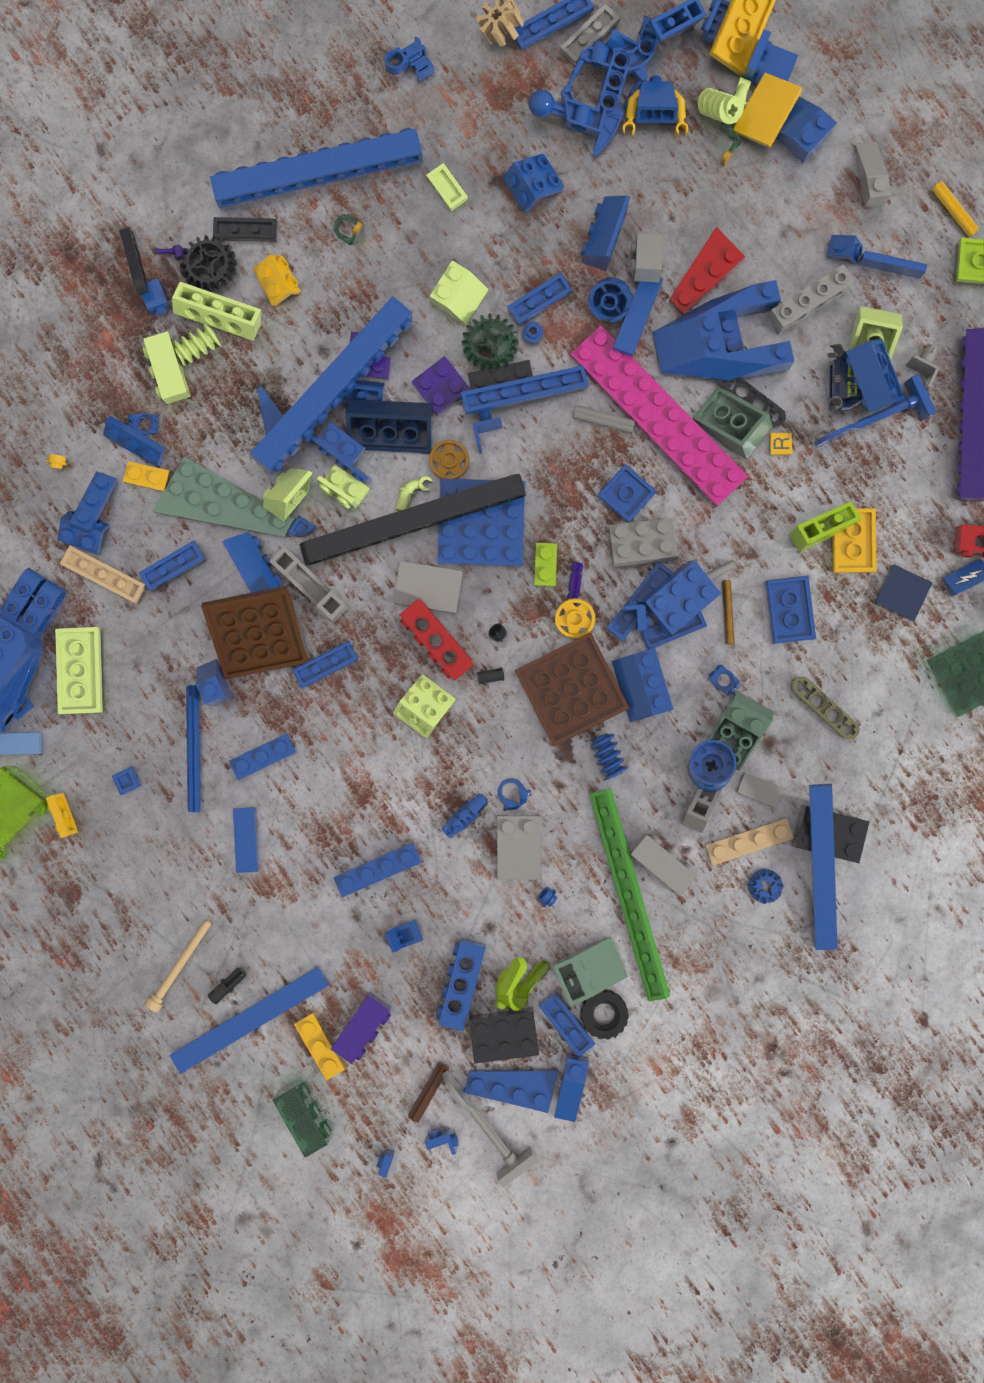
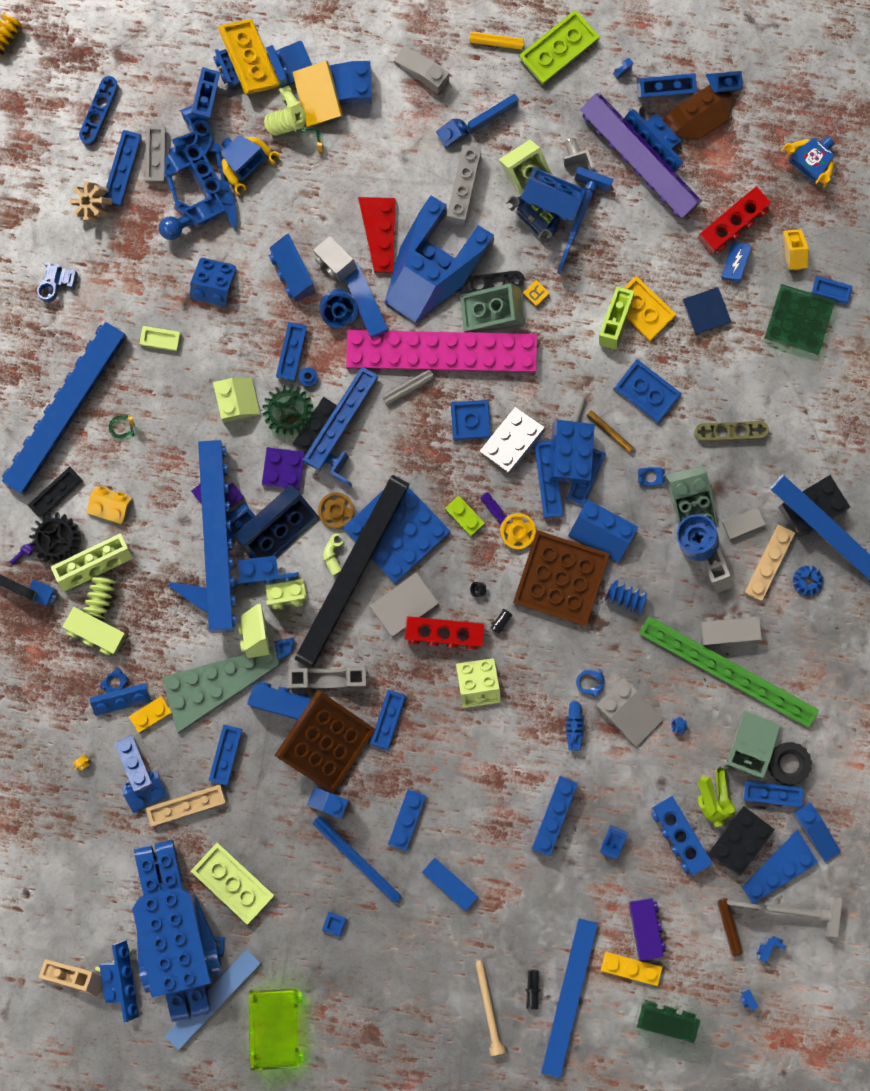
camera: 50 degrees left, 5 degrees down
(62, 815) = (315, 987): yellow plate -> none
(641, 618) = (560, 489): blue bracket -> none

